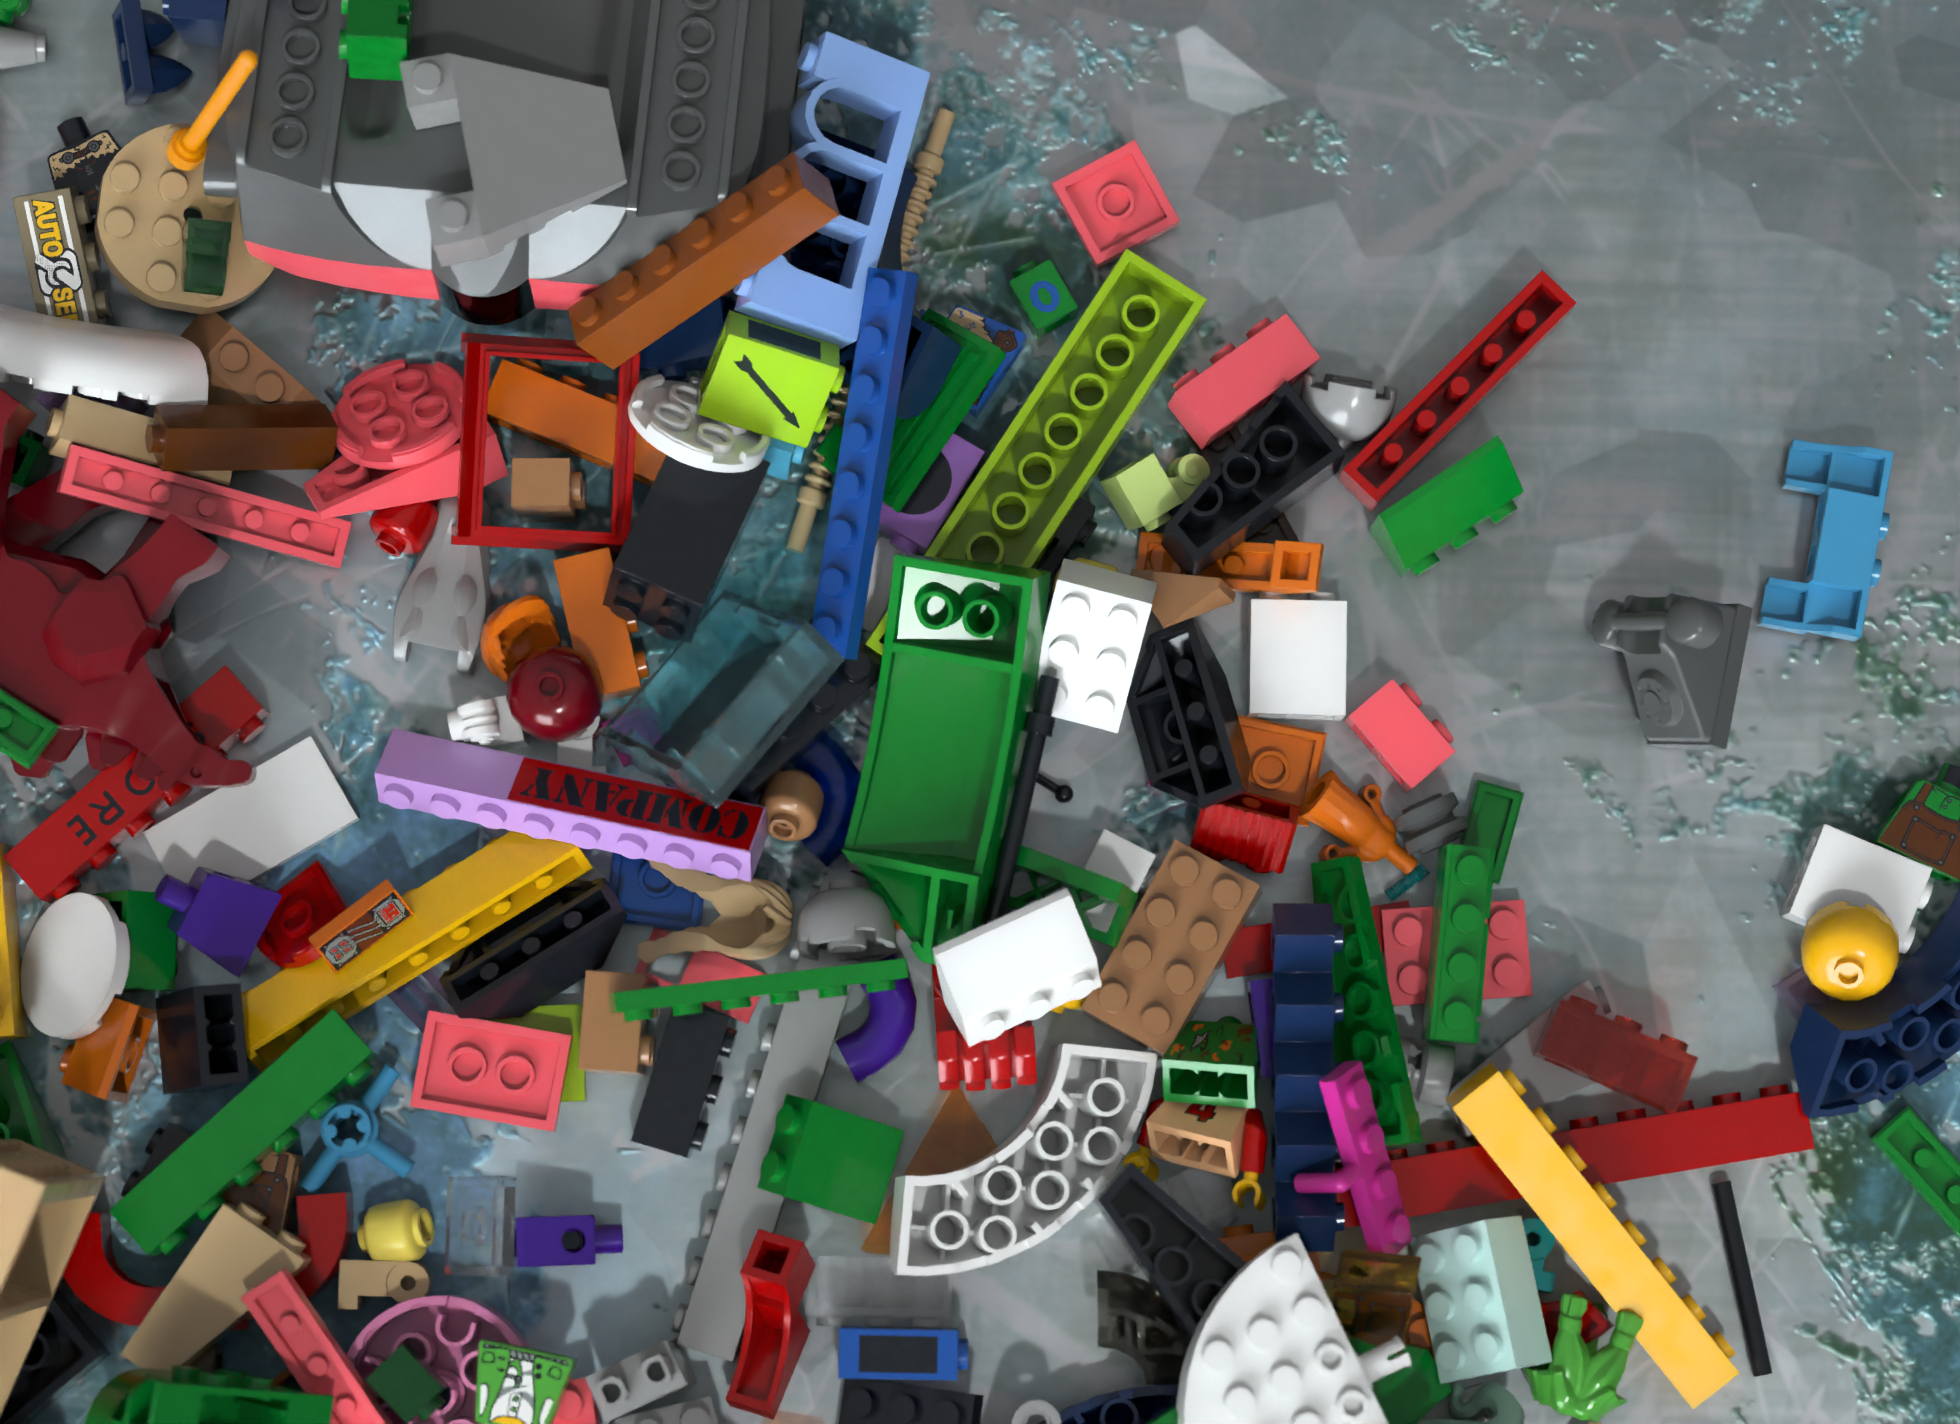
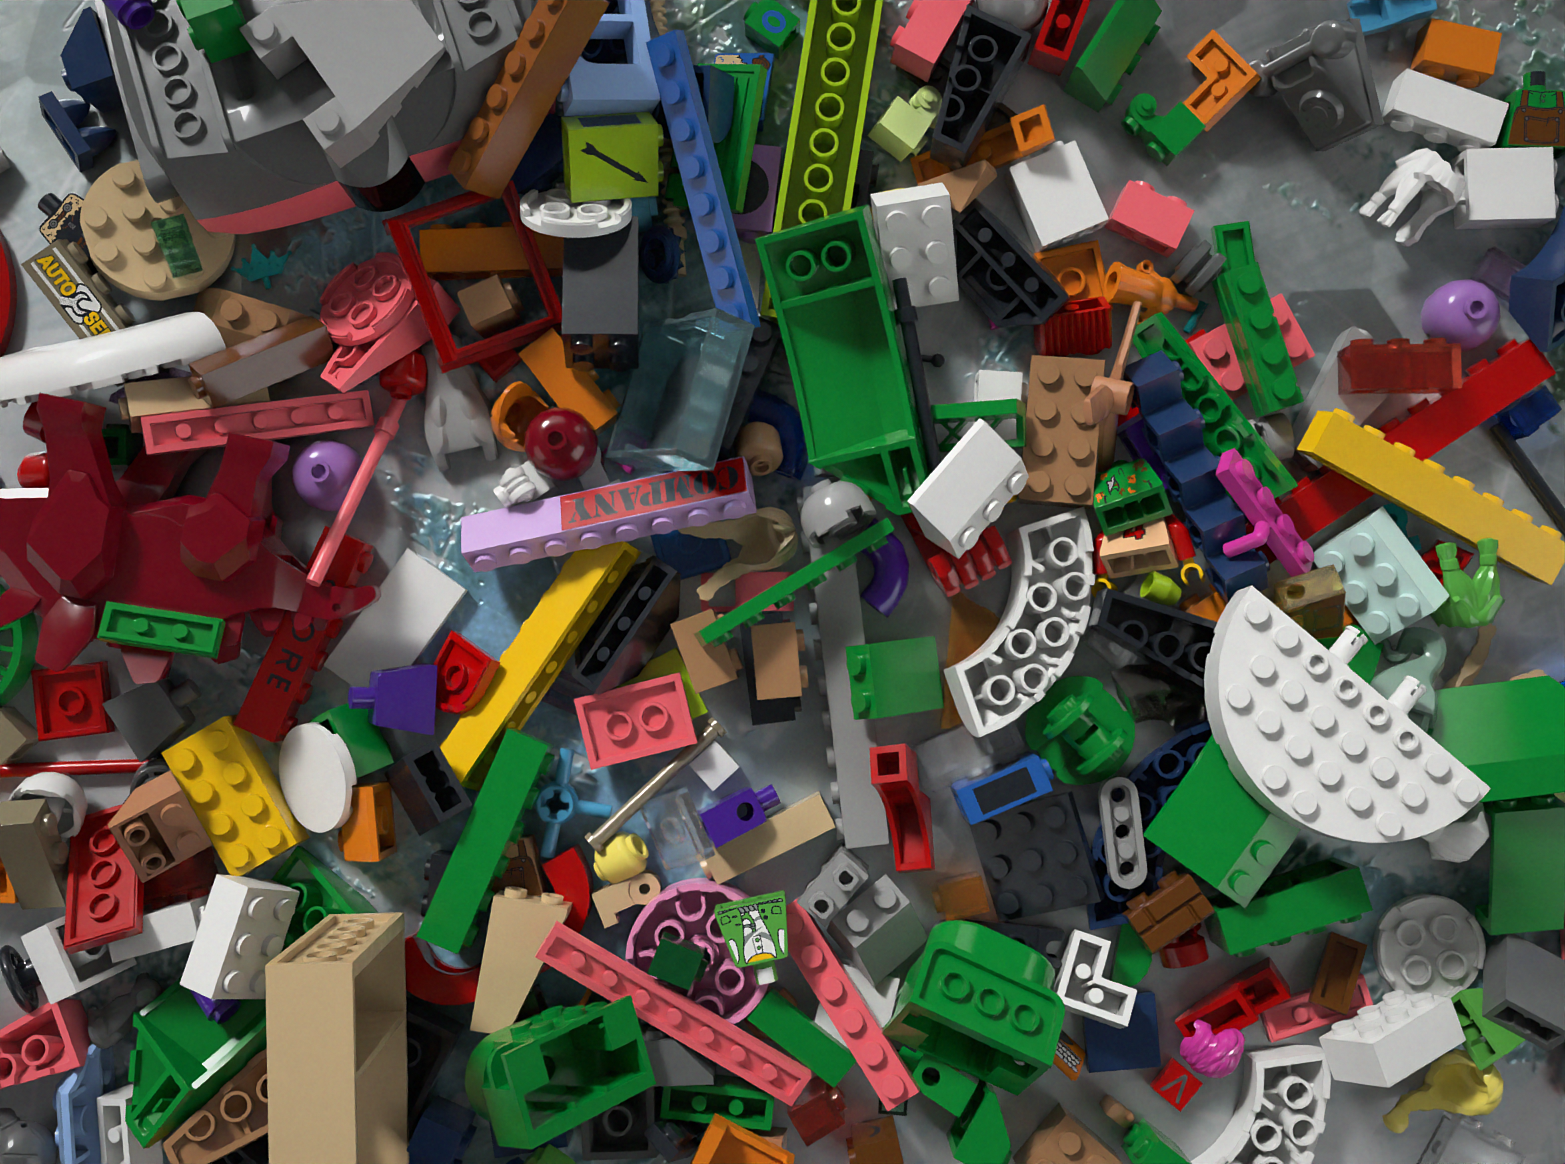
camera: 20 degrees left, 5 degrees up
(189, 145) = (128, 173): light orange piece -> none
(257, 605) = (325, 473): none -> medium lavender cylinder
(292, 315) = (261, 266): none -> teal piece
(348, 582) = (384, 432): none -> coral bar
(360, 926) = (500, 662): tile -> none
(479, 1161) = (653, 786): none -> dark tan bar
(526, 561) = (500, 364): none -> red tile
(563, 1170) = (714, 765): none -> white tile
(587, 1289) = (777, 835): none -> tan brick
(696, 1073) = (778, 660): none -> medium nougat brick
(769, 516) = (653, 261): none -> dark blue gear
(1030, 1327) = (1080, 730): none -> green piece
(1203, 1196) = (1160, 589): none -> lime hose
(1238, 936) = (1112, 396): none -> nougat piece
(1465, 643) = (1163, 135): none -> green brick
(1568, 609) = (1226, 82): none -> orange plate
(1735, 1026) = (1461, 313): none -> medium lavender cylinder
(1749, 822) = (1417, 171): none -> white piece
(1767, 1184) = (1529, 412): none -> clear blue leg
(1822, 766) = (1443, 111): none -> white brick
(1850, 950) = (1524, 227): yellow cylinder -> none
(1868, 700) = (1456, 52): none -> orange brick

